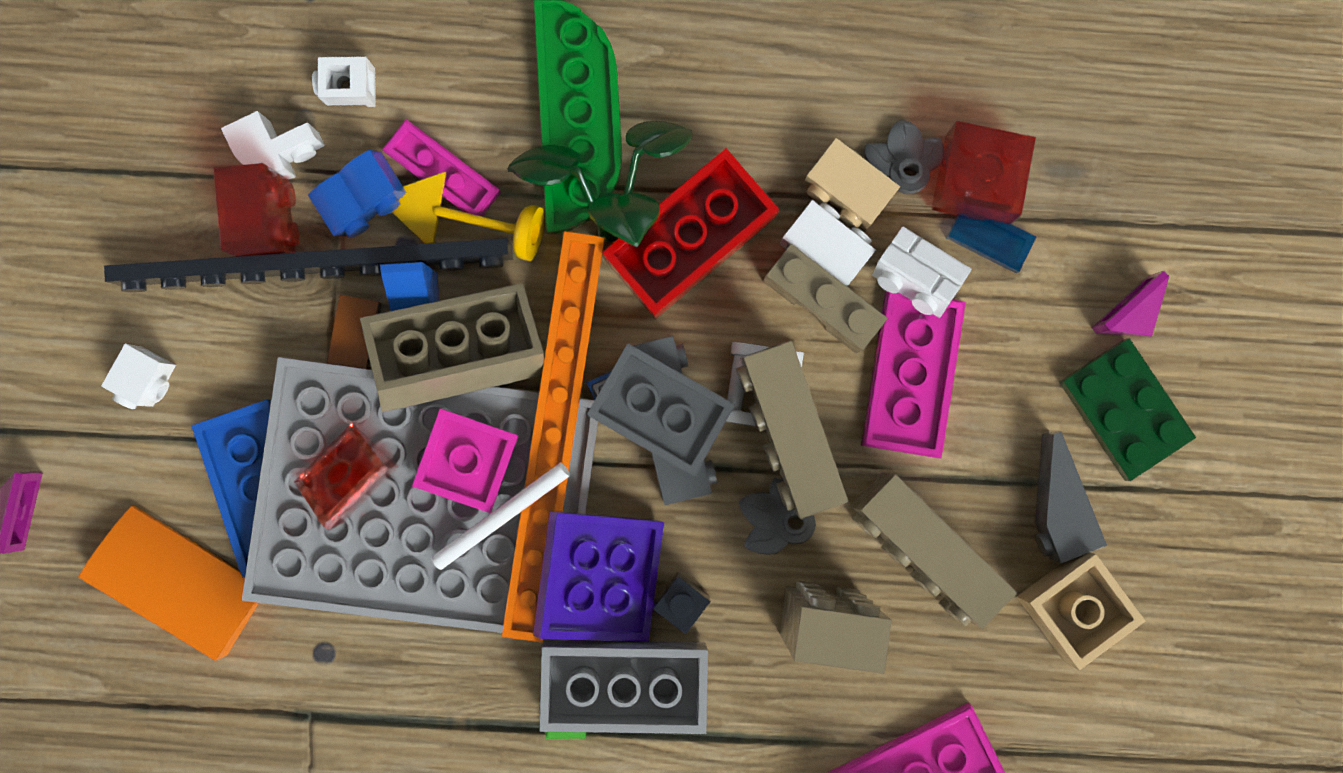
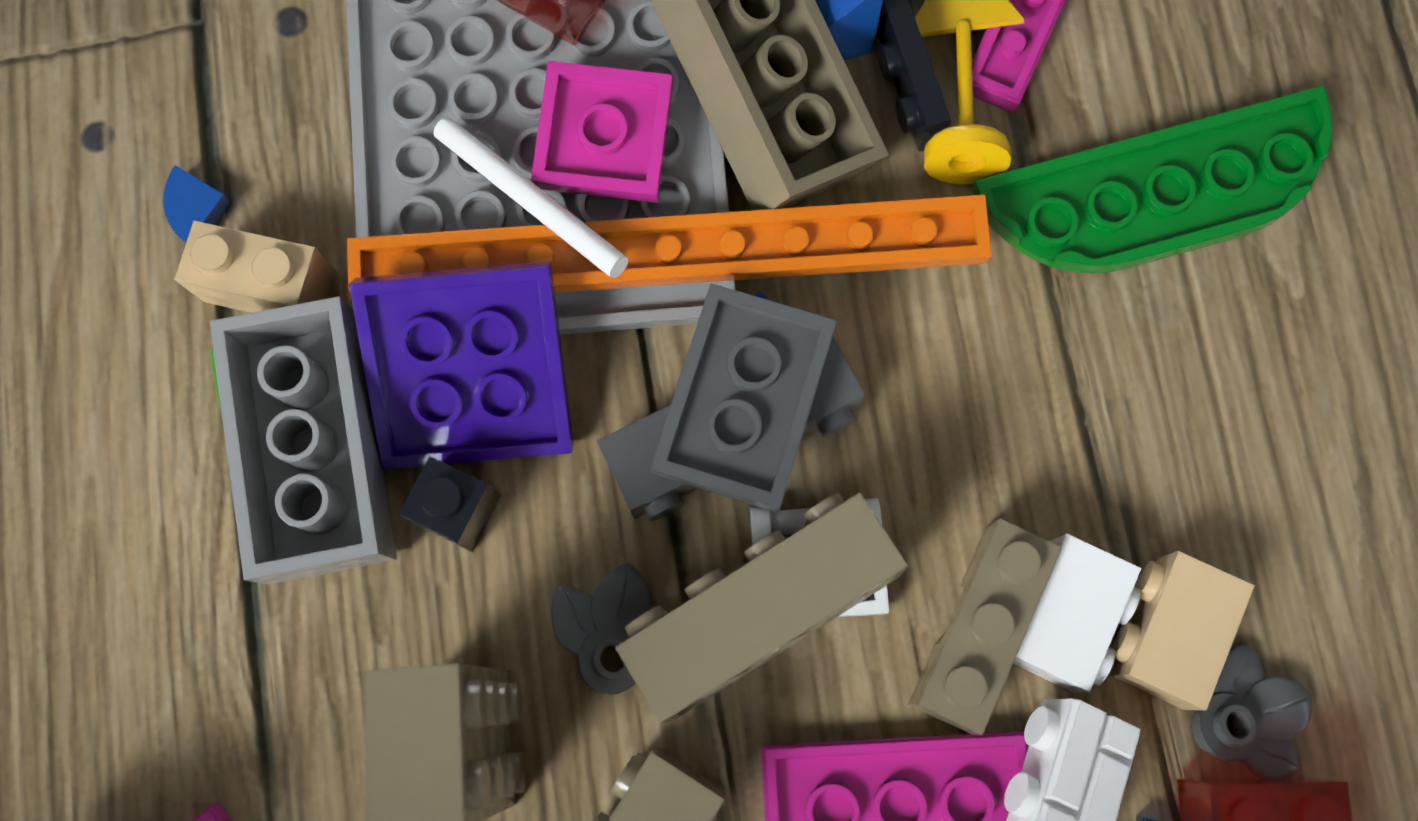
camera: 80 degrees right, 10 degrees down
(444, 738) = (189, 200): none -> blue tile
(504, 700) = (251, 269): none -> tan brick
(615, 214) = (1038, 264): dark green plant -> none
(693, 233) = (1034, 391): red brick -> none

